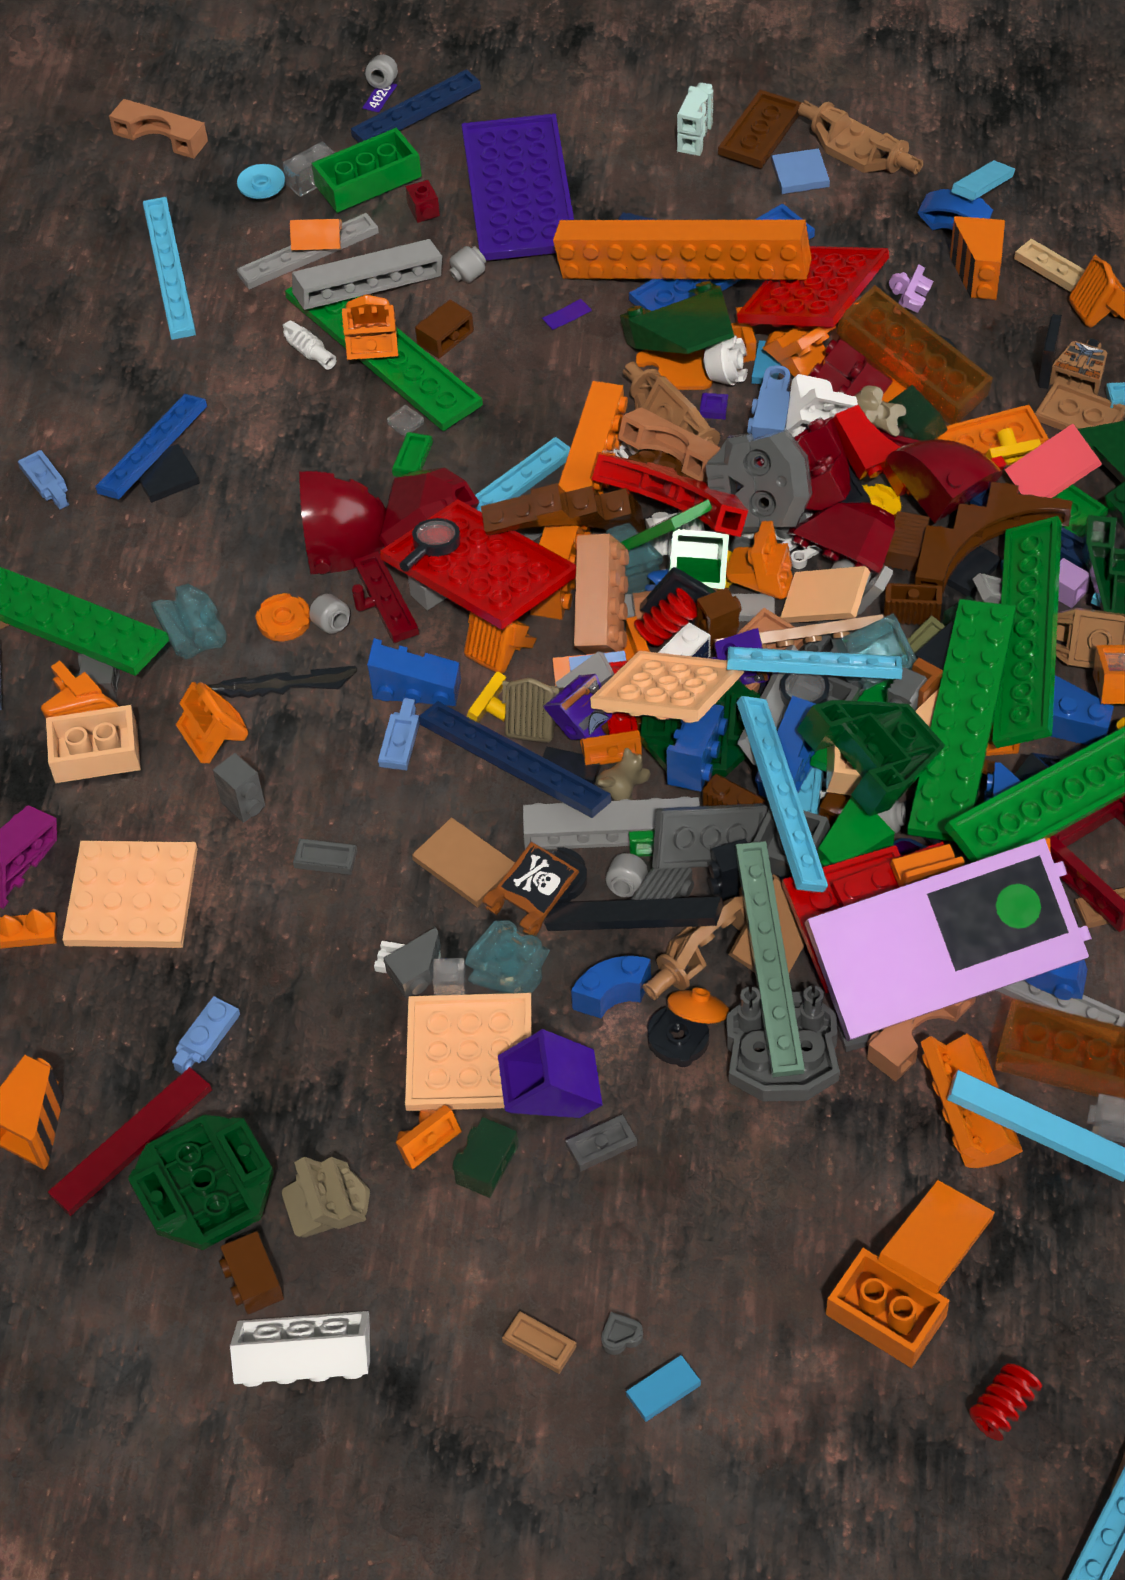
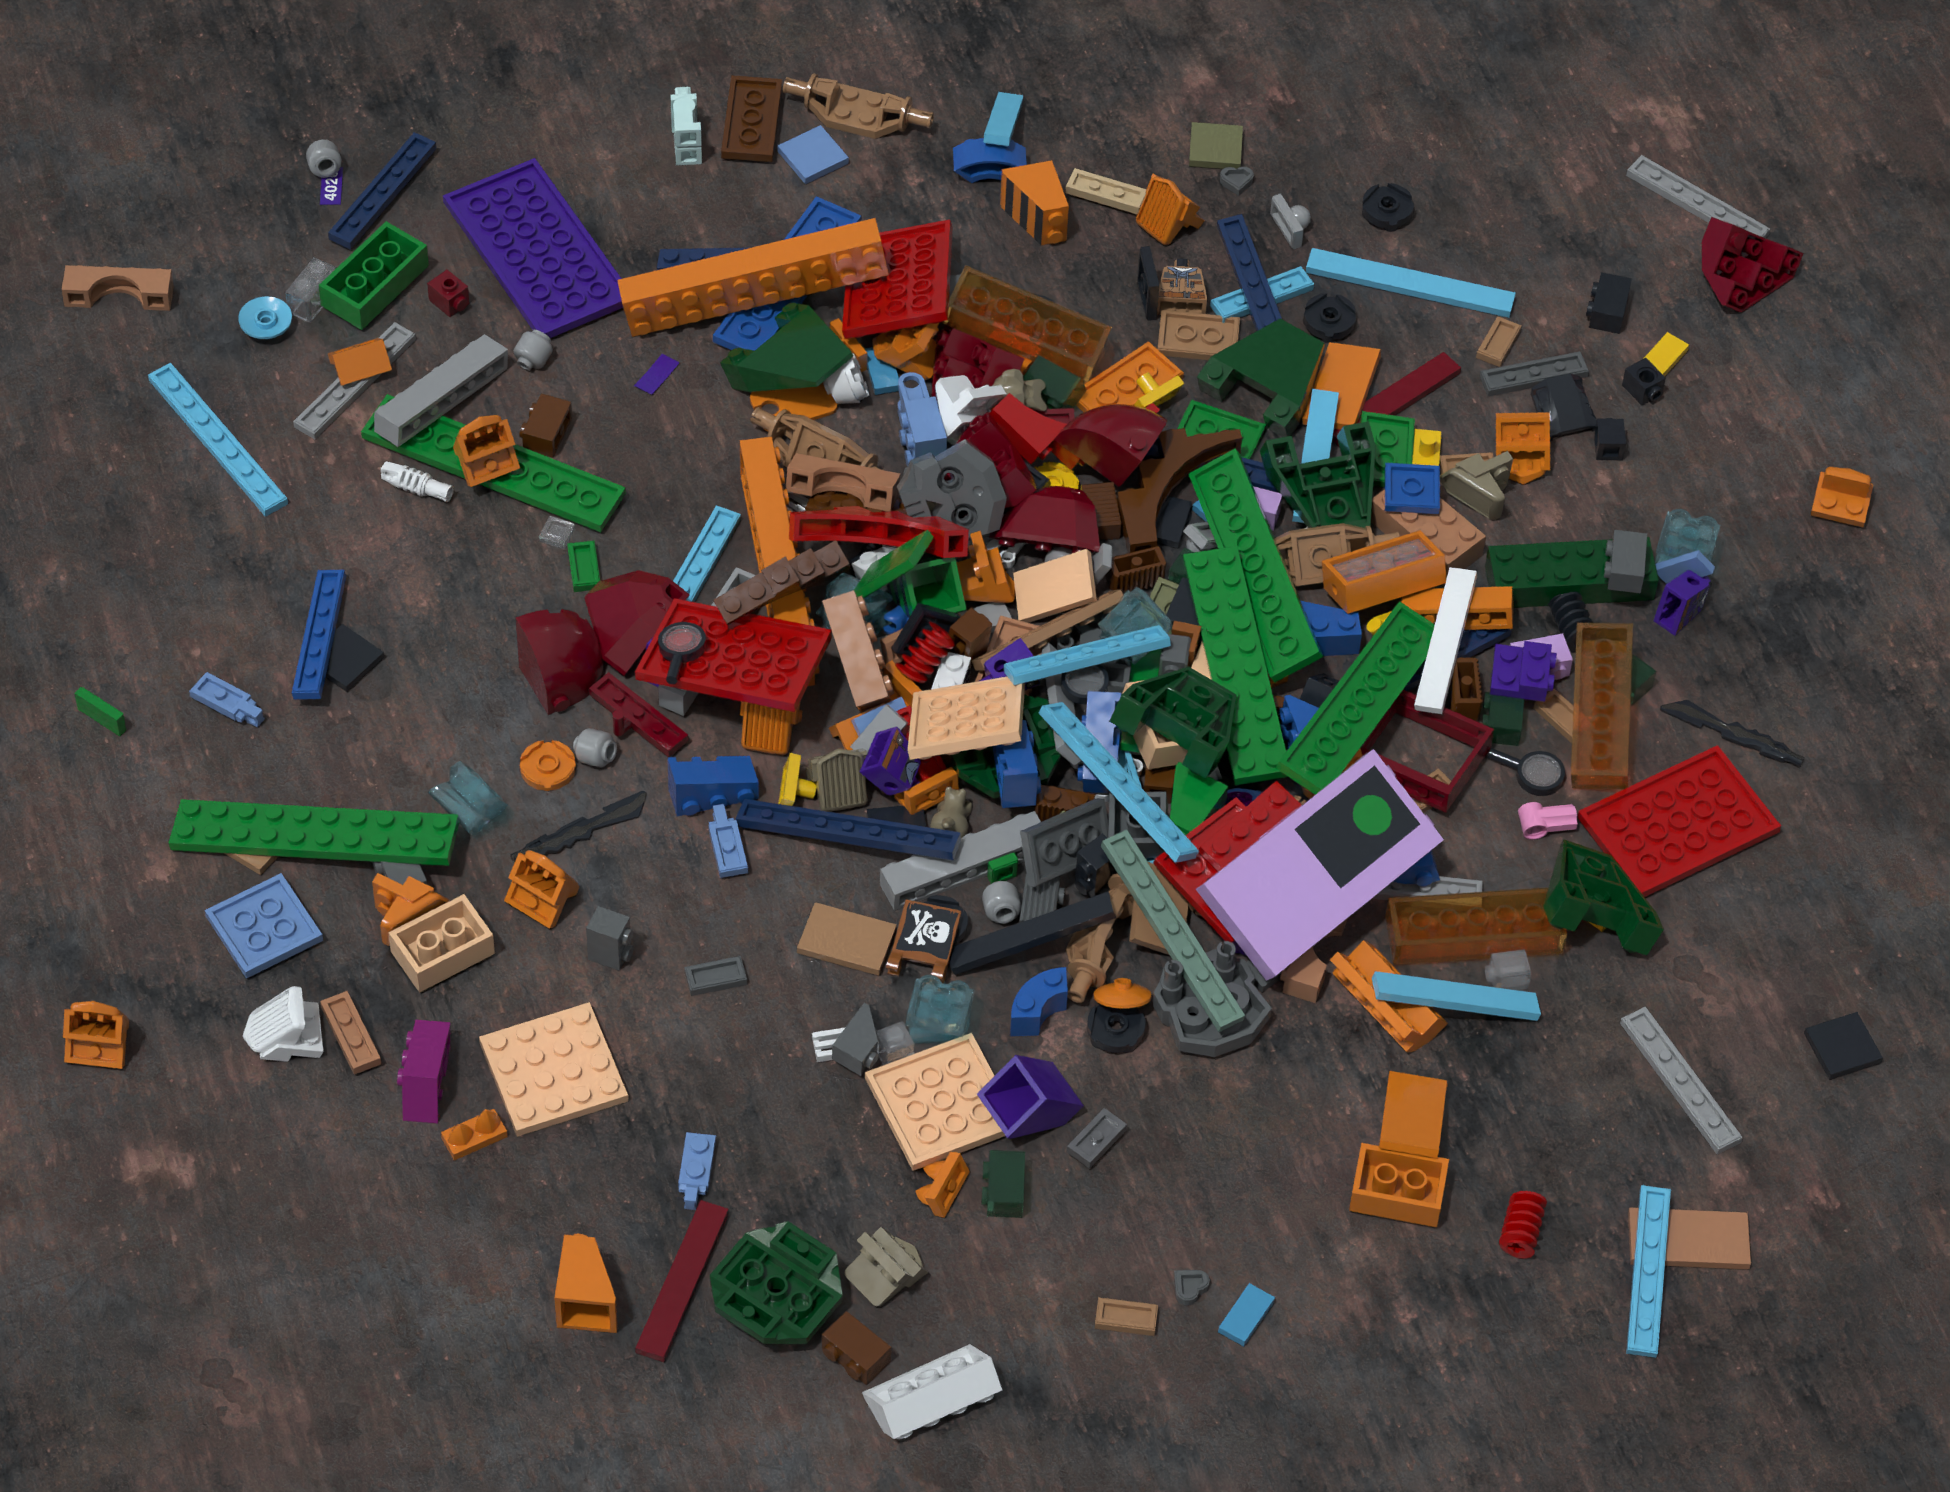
camera: 30 degrees left, 0 degrees up
(714, 405) = (852, 427): dark purple tile -> none
(903, 285) = (981, 253): lavender hips -> none
(925, 864) = (1275, 807): orange panel -> none
(1054, 464) = (1205, 398): coral tile -> none

